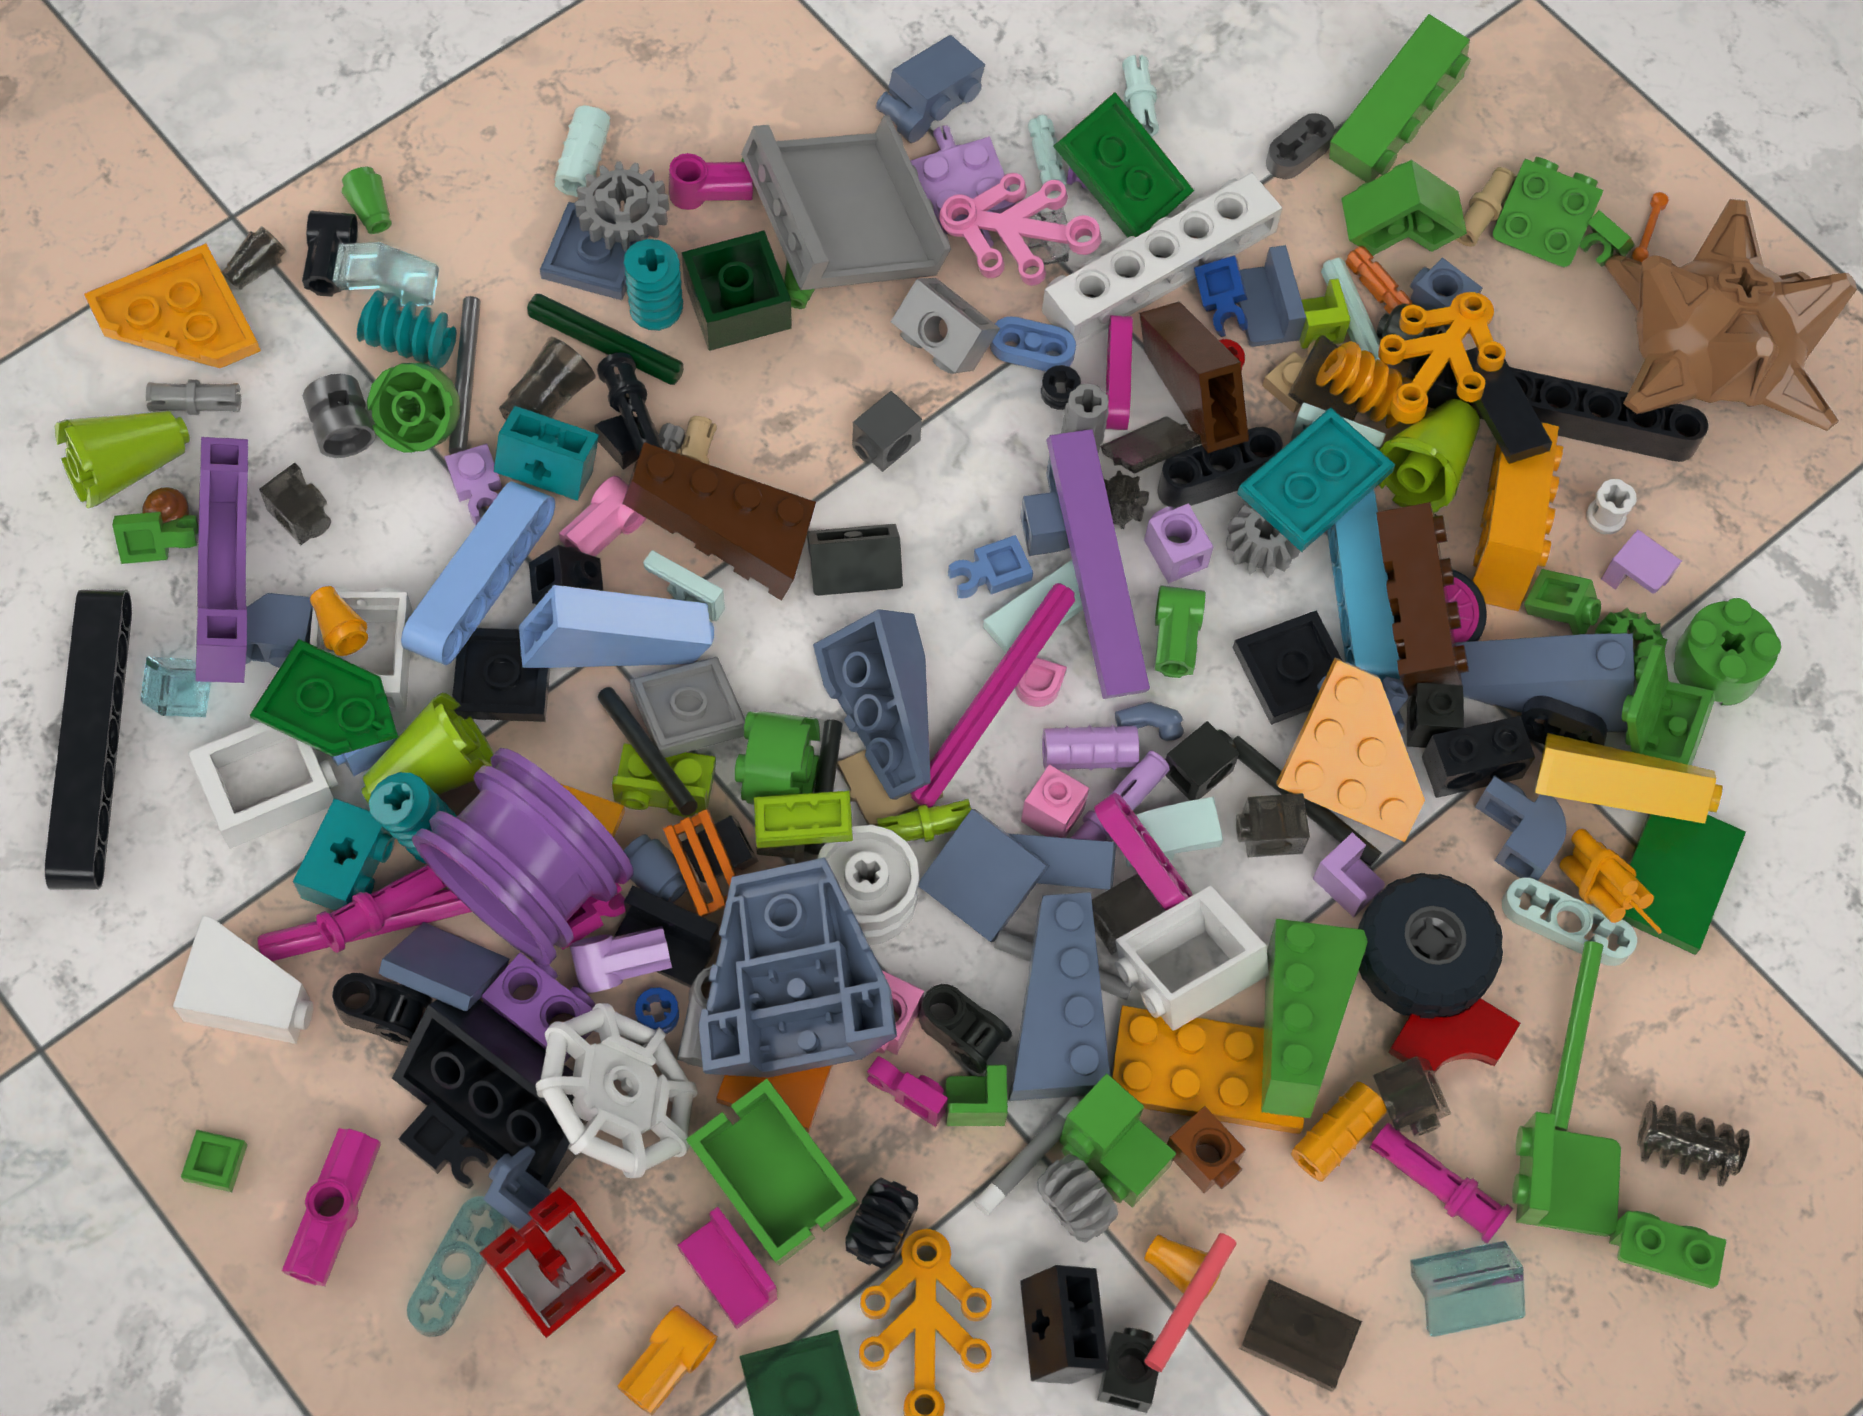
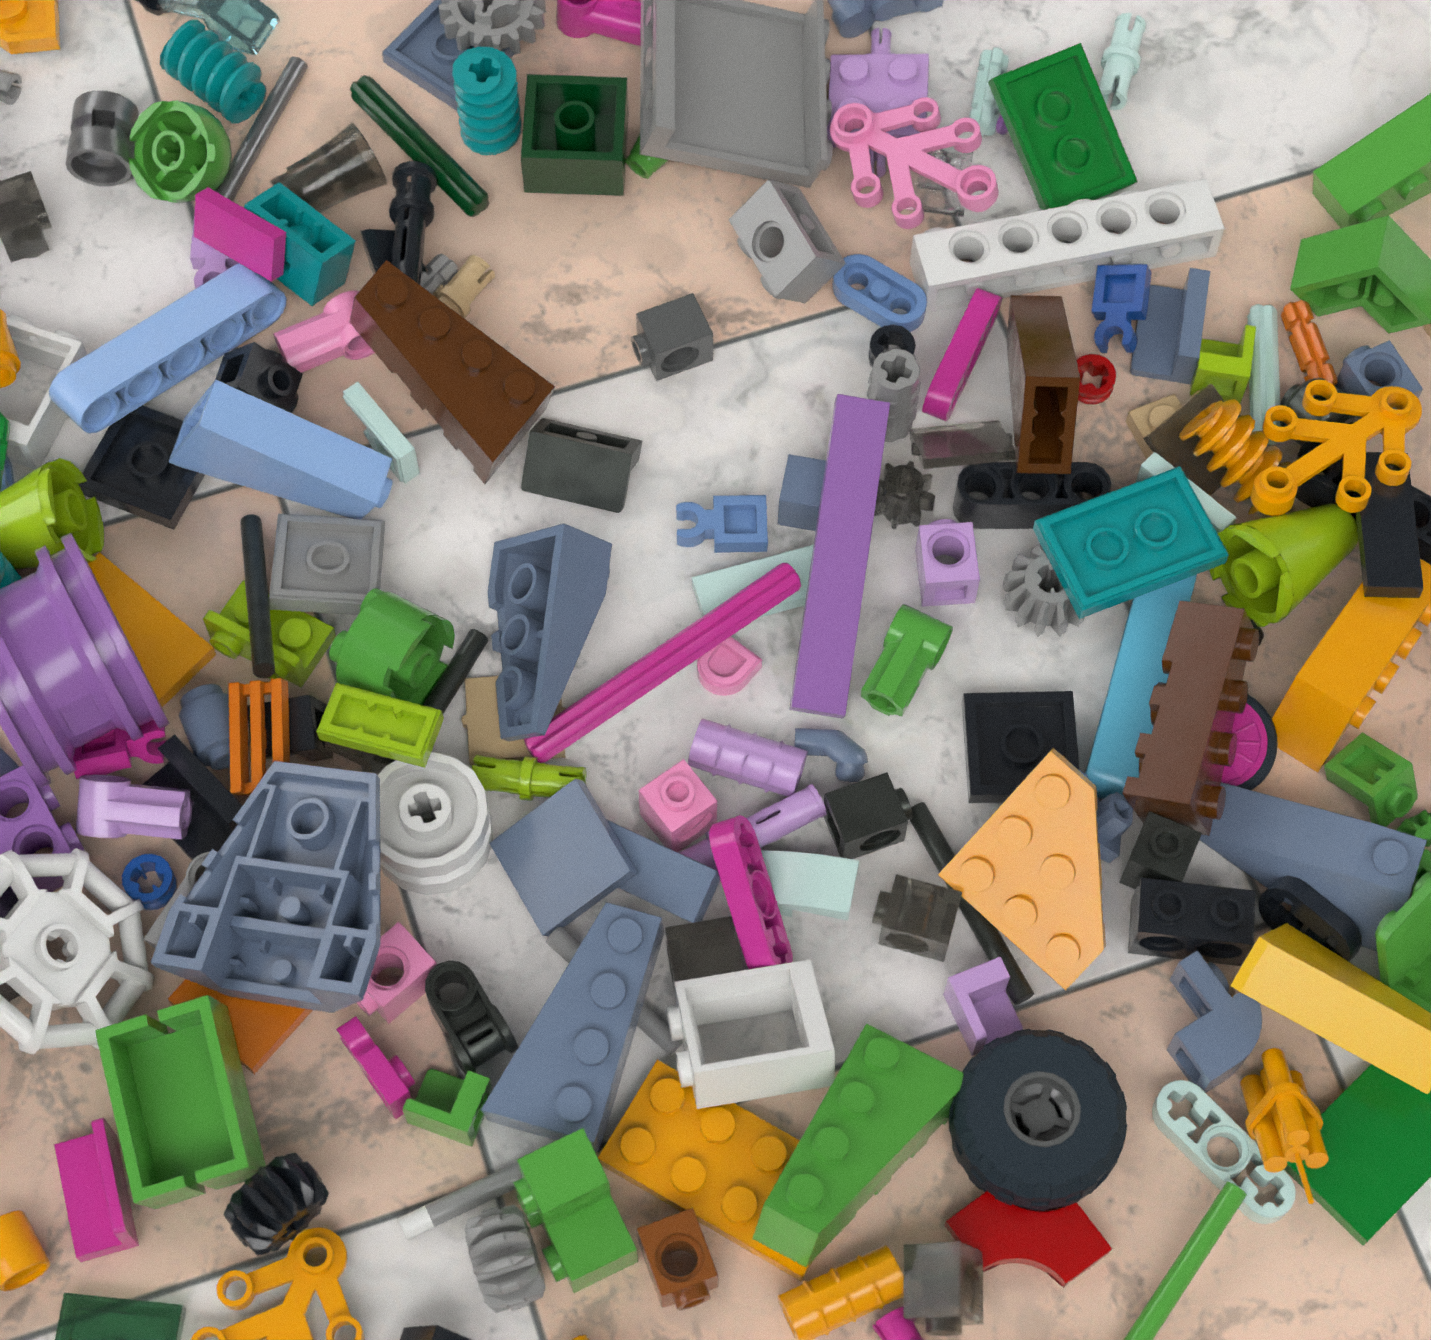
camera: 25 degrees right, 0 degrees up
(500, 459) = (239, 234): none -> dark pink tile
(1305, 151) = (1280, 164): flat silver beam -> none

